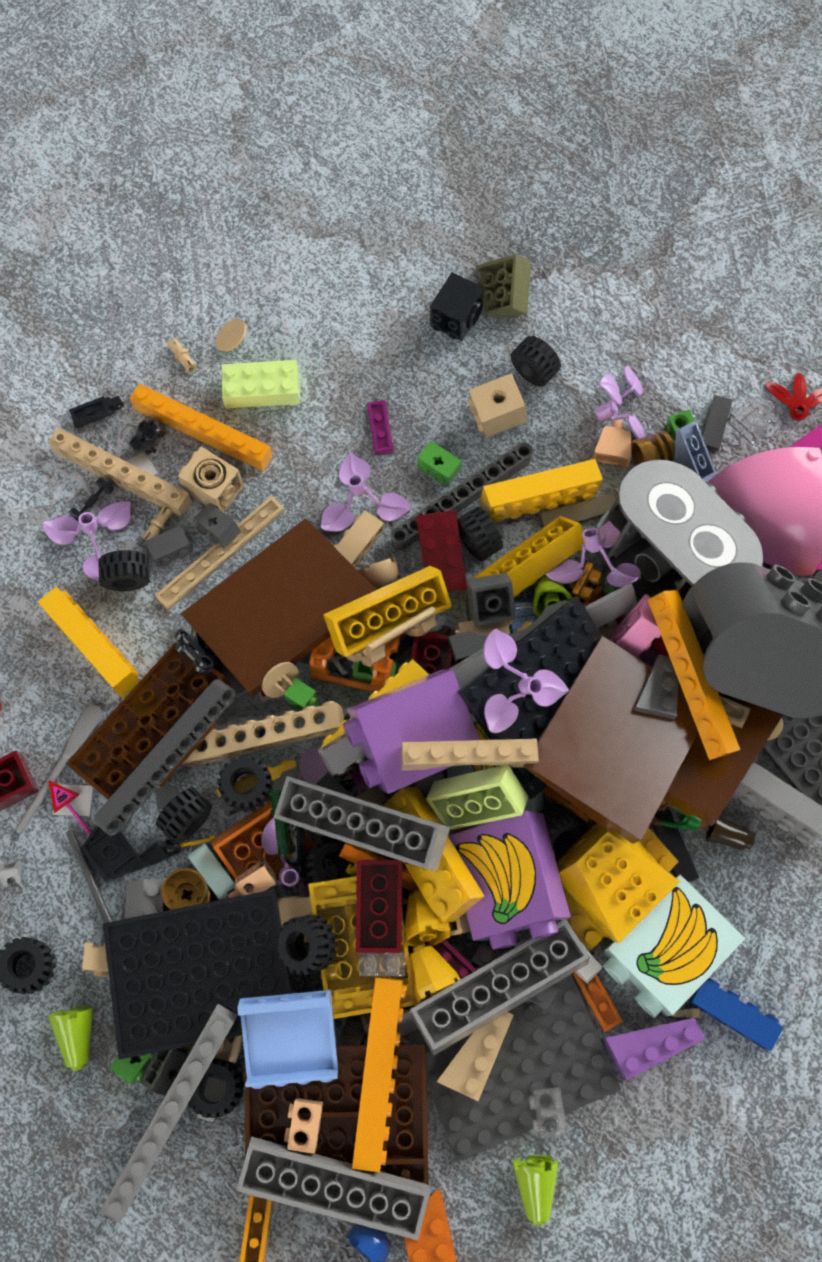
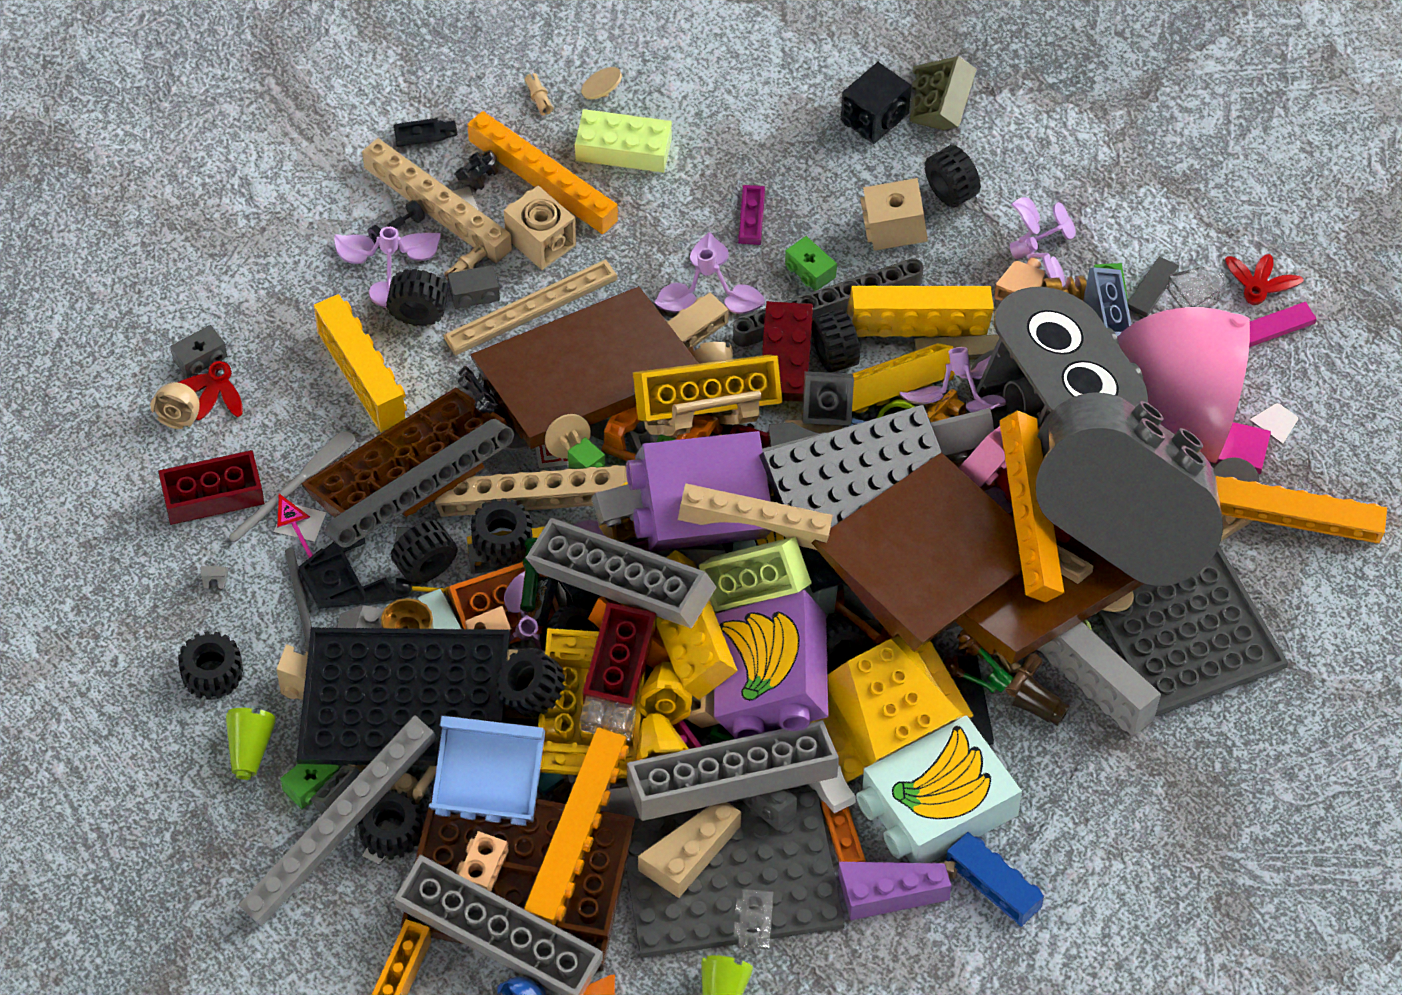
camera: 10 degrees right, 15 degrees down
(217, 525) = (534, 275): dark grey brick -> none
(543, 686) = (799, 484): lavender plant -> none
(660, 691) = (989, 518): dark grey wing -> none

